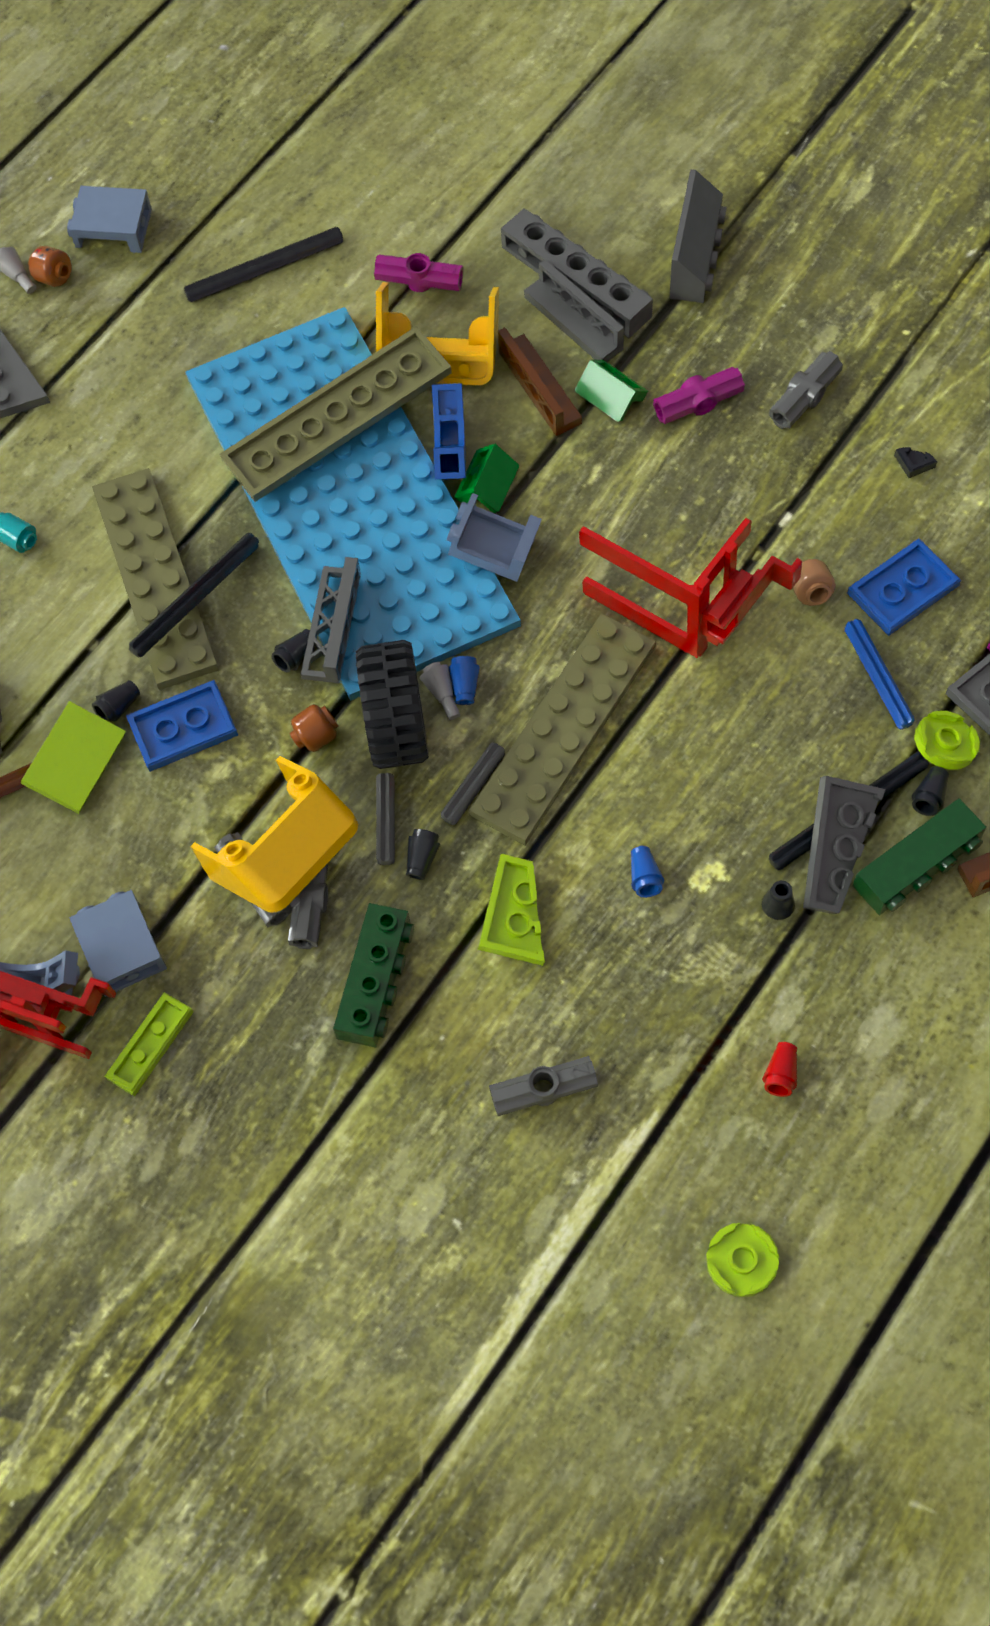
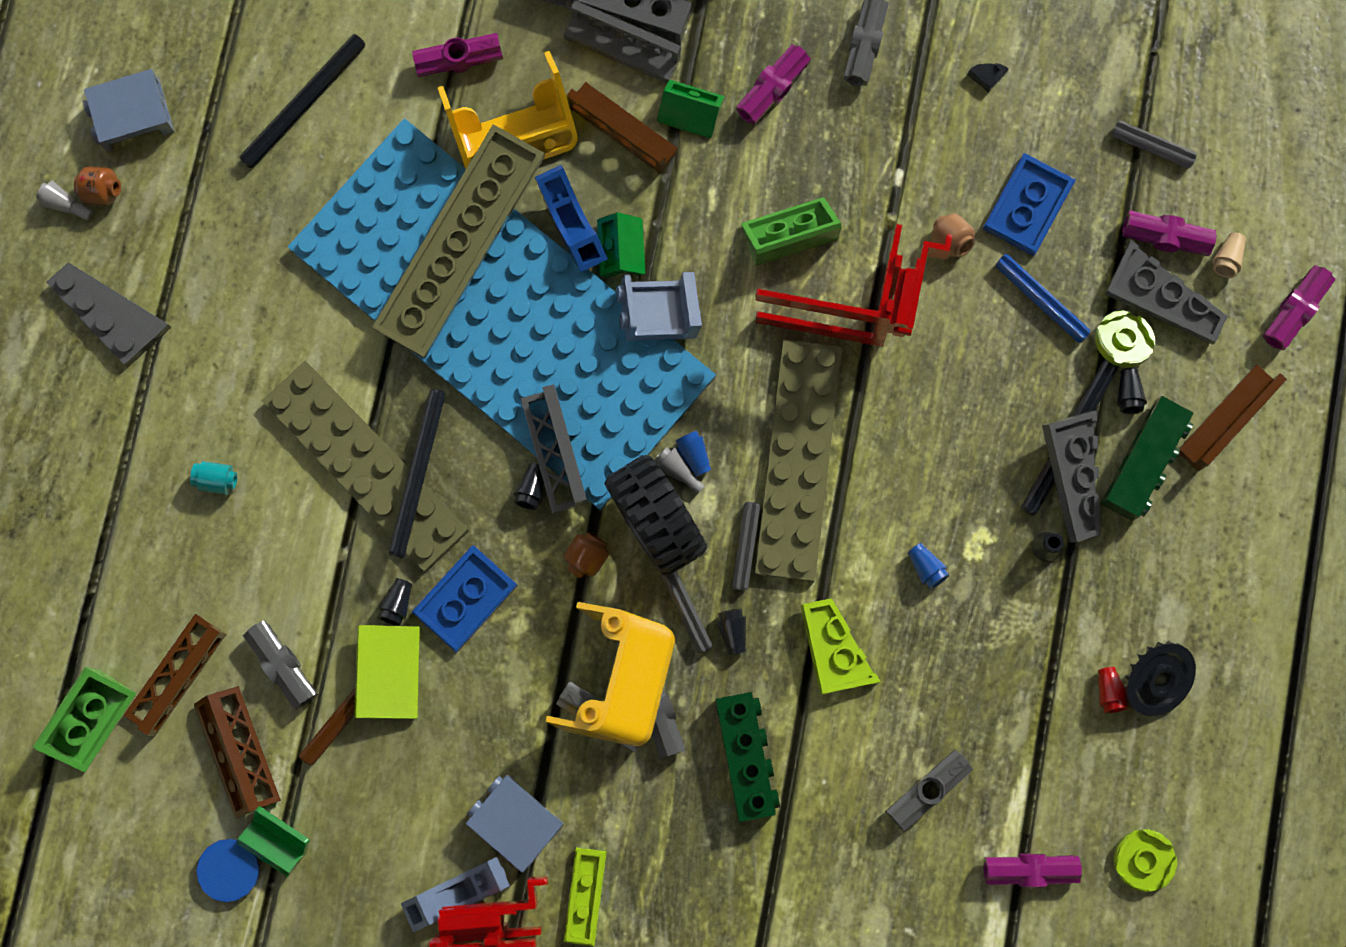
camera: 30 degrees left, 15 degrees up
(614, 1213) = (1032, 870): none -> magenta piece
(655, 526) = (791, 231): none -> bright green slope
(850, 1088) = (1160, 679): none -> black gear

